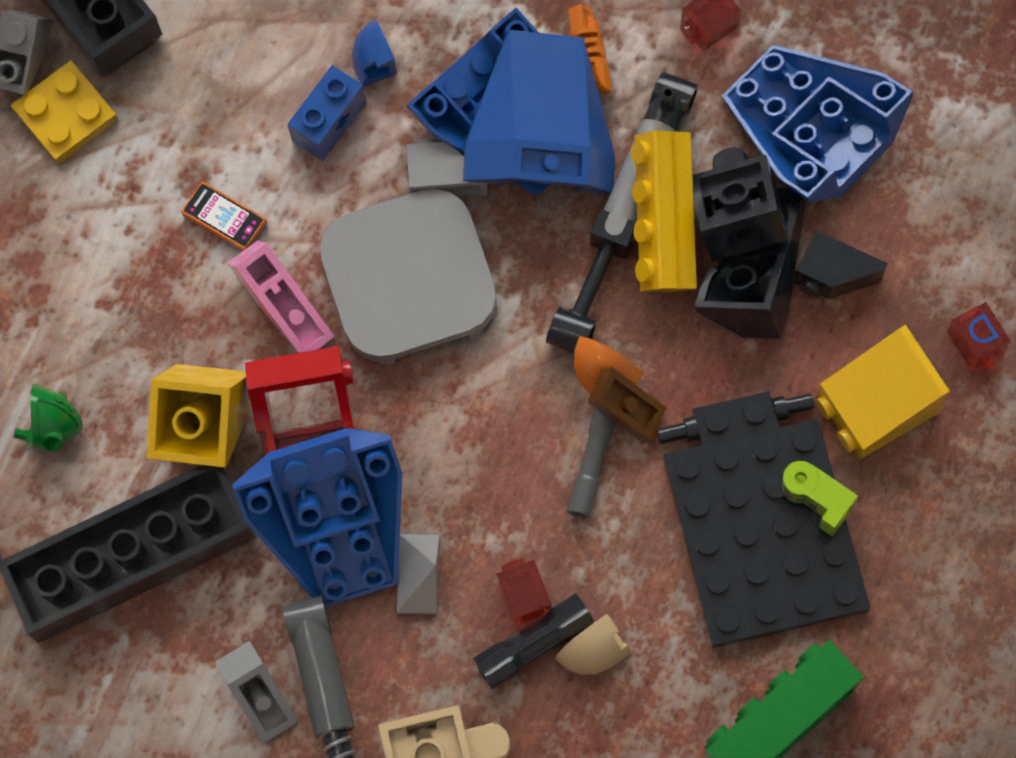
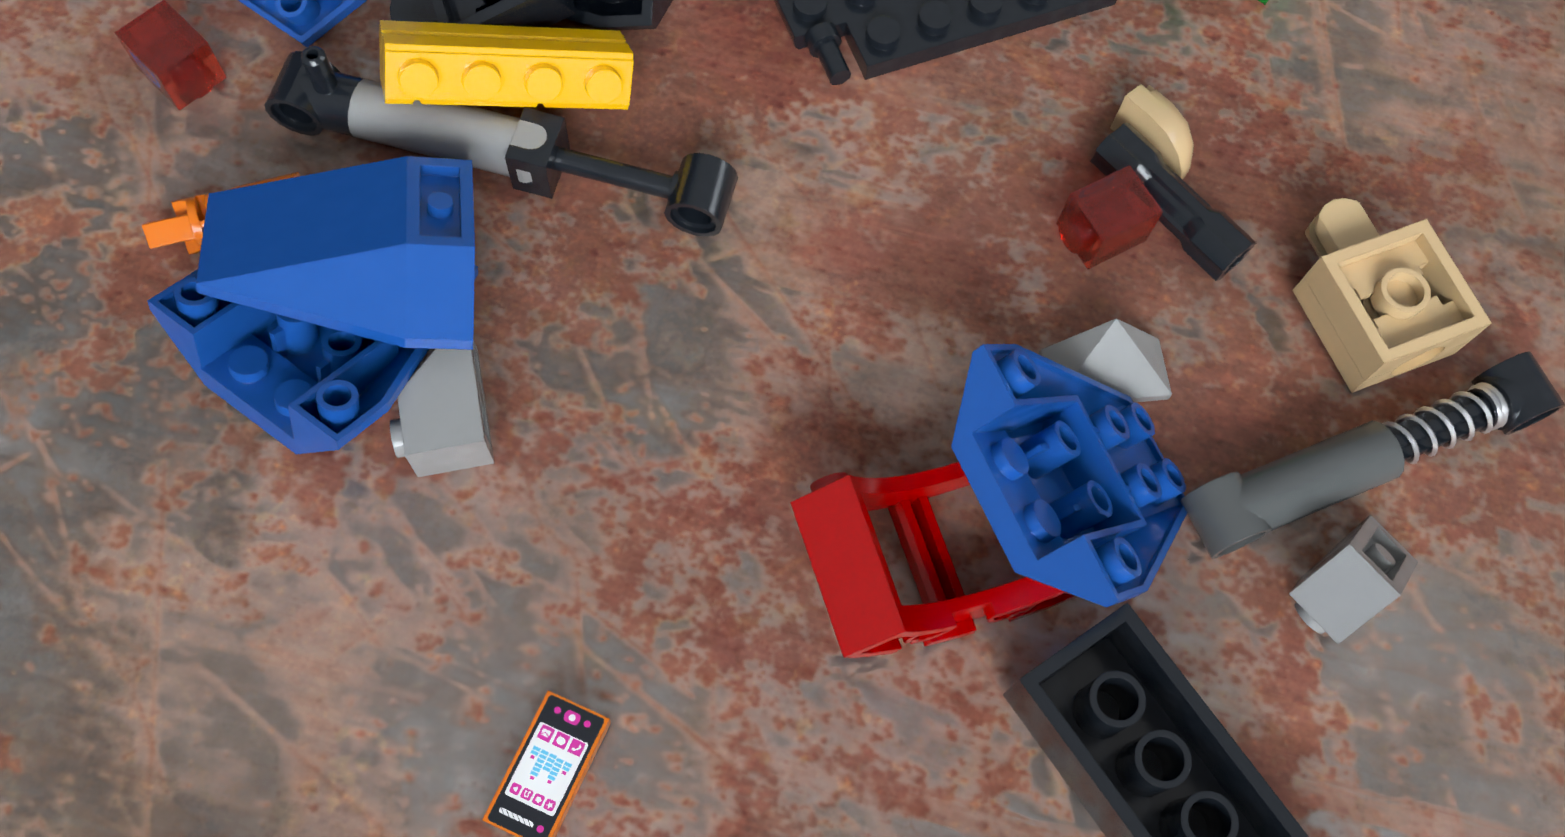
camera: 110 degrees left, 5 degrees down
(196, 414) = (944, 726): yellow slope -> none
(280, 297) = (689, 644): bright pink slope -> none
(327, 113) = (342, 606): blue brick -> none
(372, 55) = (222, 552): blue brick -> none
(408, 275) = (632, 440): light grey tile -> none
(586, 482) = (923, 160): dark grey piece -> none
(593, 356) = (759, 137): orange brick -> none
(626, 404) = (809, 104): reddish brown plate -> none

